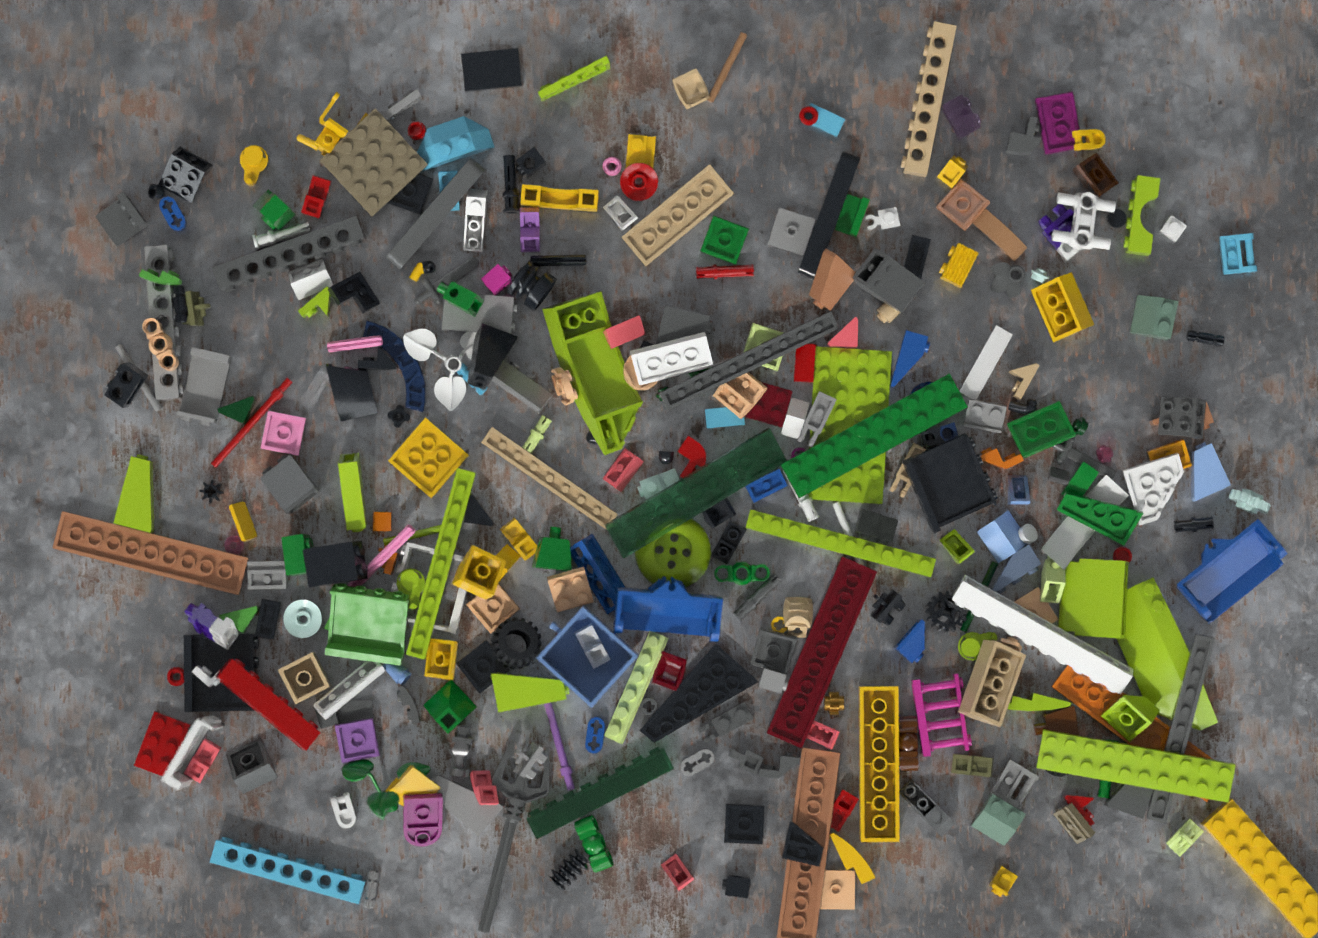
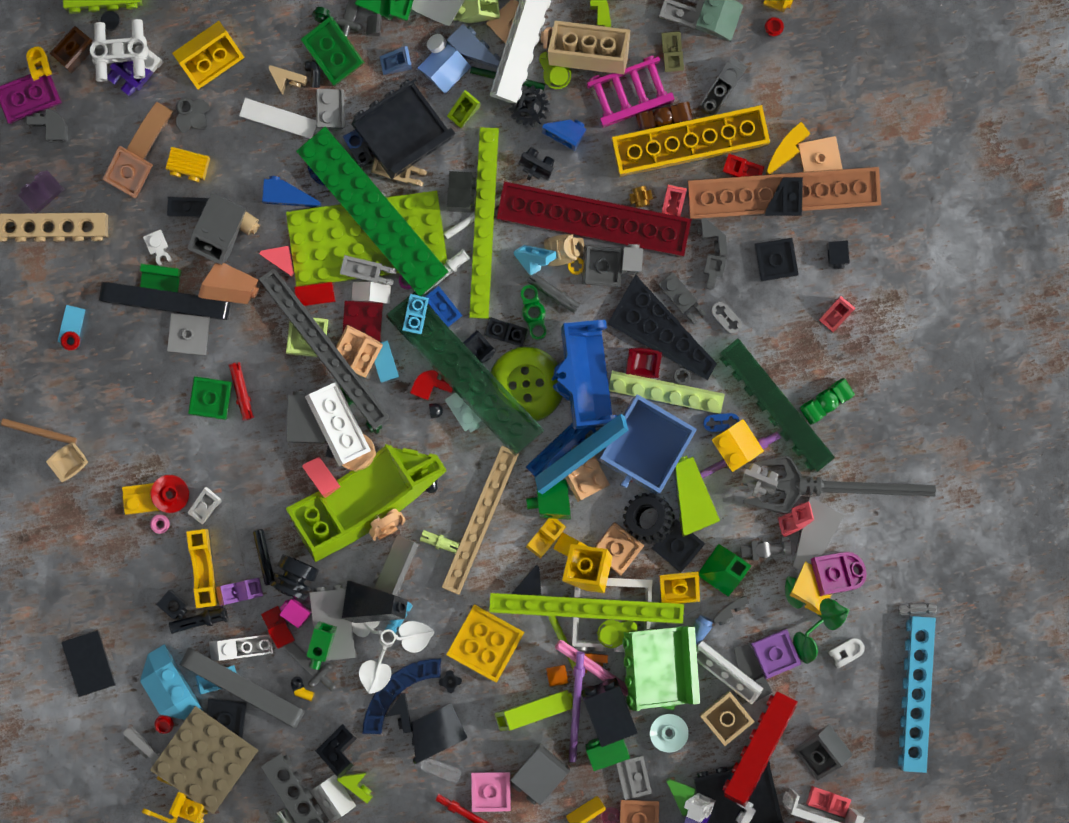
camera: 100 degrees left, 0 degrees up
(267, 619) = (676, 767): black plate -> none
(316, 196) = (249, 810): red slope -> none
(355, 343) = (387, 740): bright pink axle -> none
(379, 542) = (578, 672): none -> medium lavender bar
(487, 259) = (277, 627): none -> red slope
(568, 745) = (737, 445): none -> yellow slope
(569, 870) = (857, 419): black piece -> none
(579, 76) = (80, 578): lime wing -> none
(591, 589) = (581, 453): none -> dark azure tile
(592, 645) = (635, 442): white slope -> none
(623, 470) = (456, 450): coral slope -> none
(677, 215) = (195, 449): tan plate -> none
(763, 456) = (415, 314): none -> medium azure slope
(795, 585) = (533, 258): none -> medium azure slope
(953, 171) = (96, 188): yellow bracket -> none
(976, 871) = (774, 26): none -> red plate
(993, 458) = (369, 91): orange slope -> none
(1039, 275) = (181, 83): light aqua plate -> none

